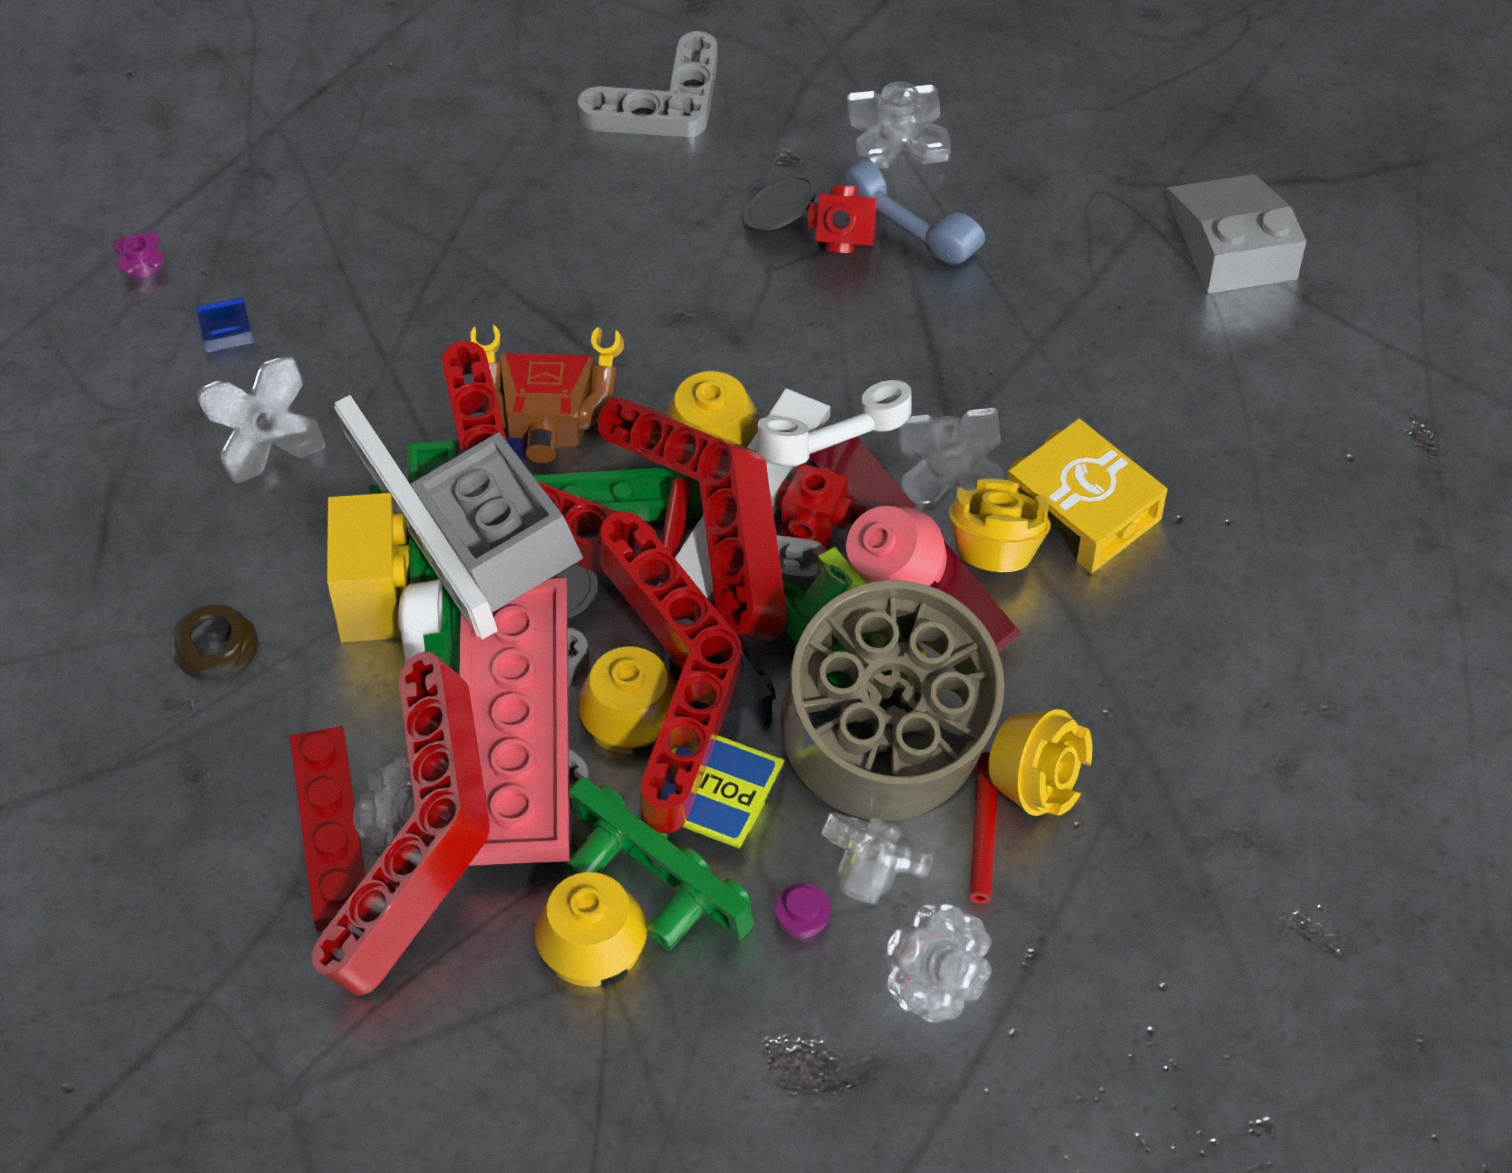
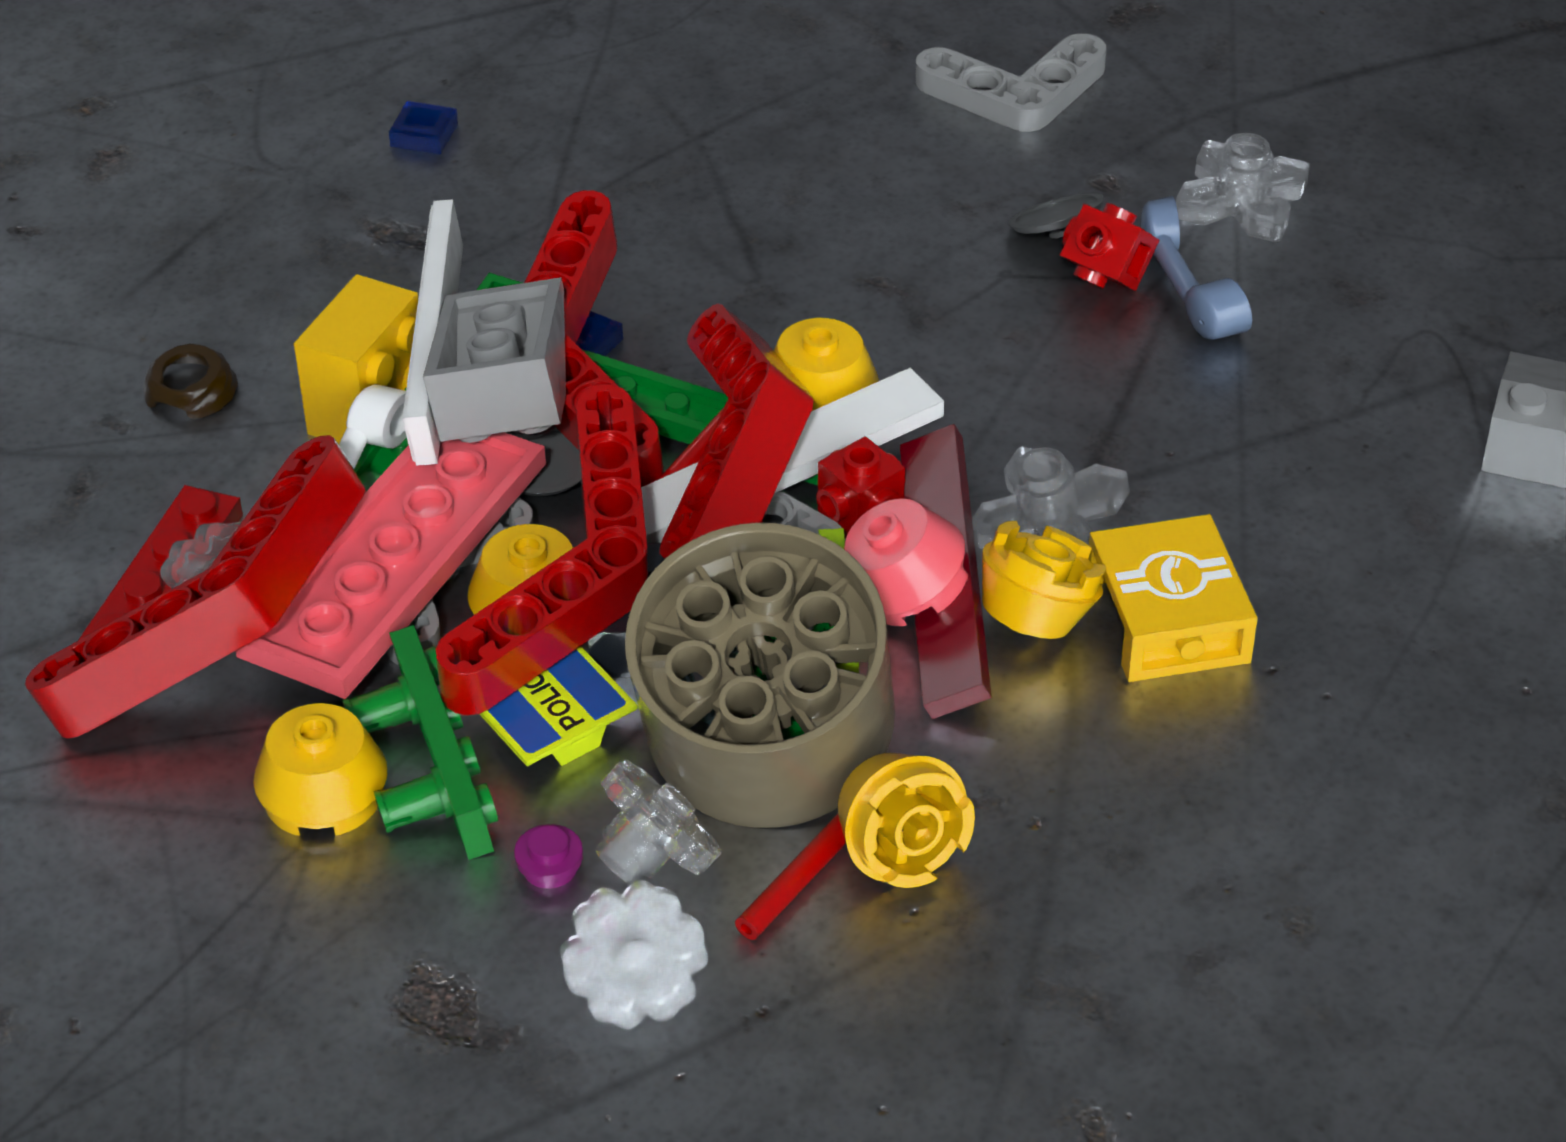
camera: 30 degrees right, 10 degrees down
(139, 254) = (392, 42): magenta plate -> none
(250, 443) = (396, 183): clear plant -> none
(551, 395) = (664, 287): dark orange torso -> none
(787, 440) = (861, 404): white piece -> none

